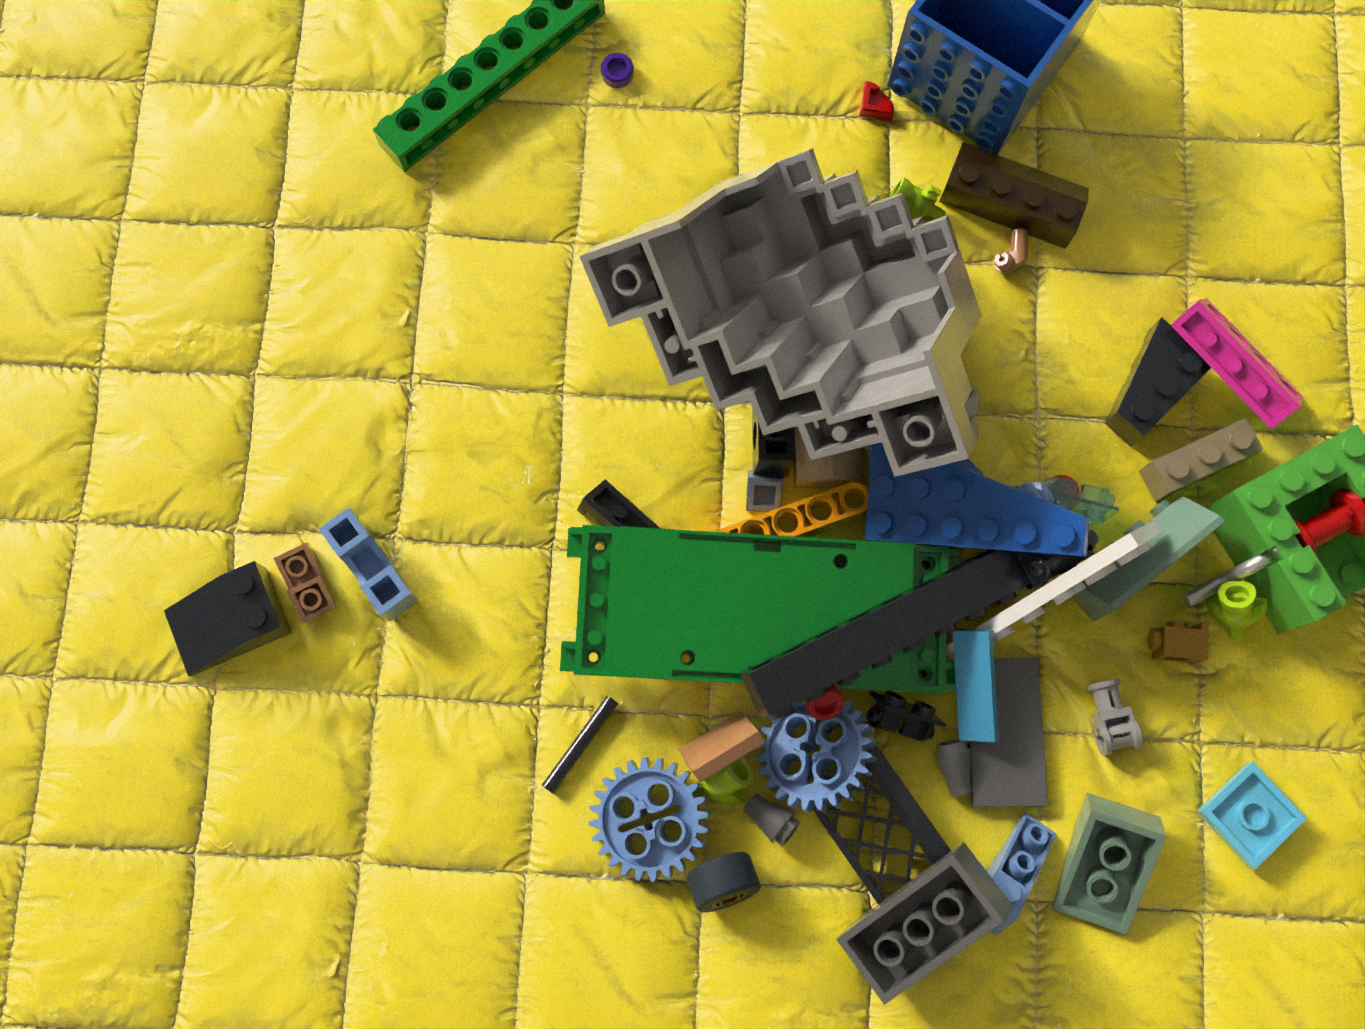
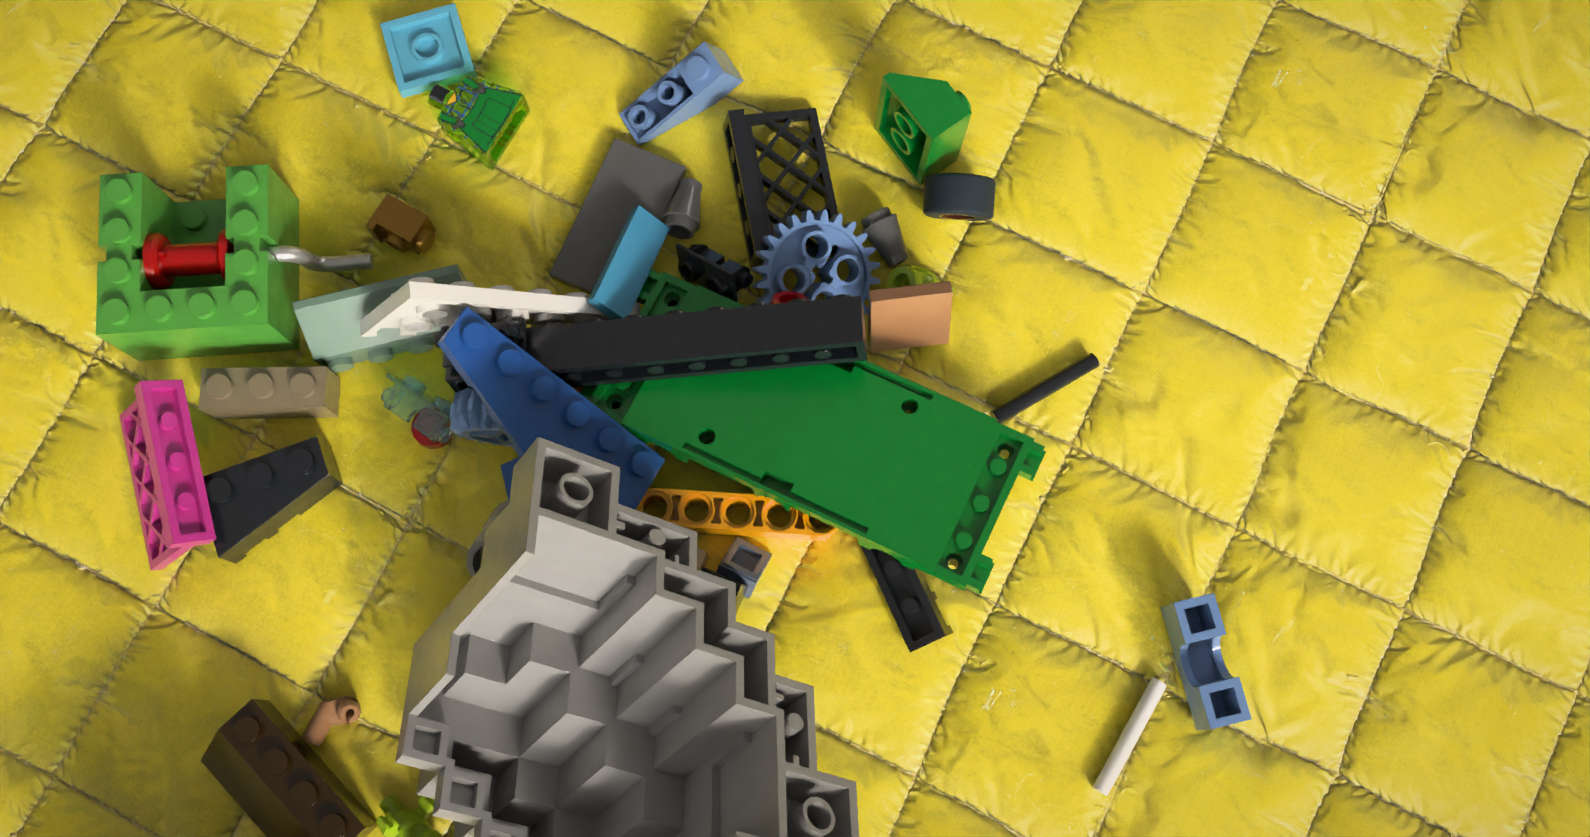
camera: 160 degrees left, 0 degrees up
(227, 618) = (1372, 673): black slope -> none
(305, 582) = (1275, 679): medium nougat slope -> none
(409, 490) = (1129, 736): none -> white bar
(660, 850) = (1005, 252): medium blue gear -> none
(782, 928) = (922, 122): none -> green slope
(925, 923) = (788, 73): dark grey brick -> none
(1108, 863) = (583, 66): sand green slope -> none
(1113, 719) = (508, 184): light grey connector -> none
(1173, 770) = (480, 116): none -> torso
(1237, 606) = (326, 232): lime piece -> none

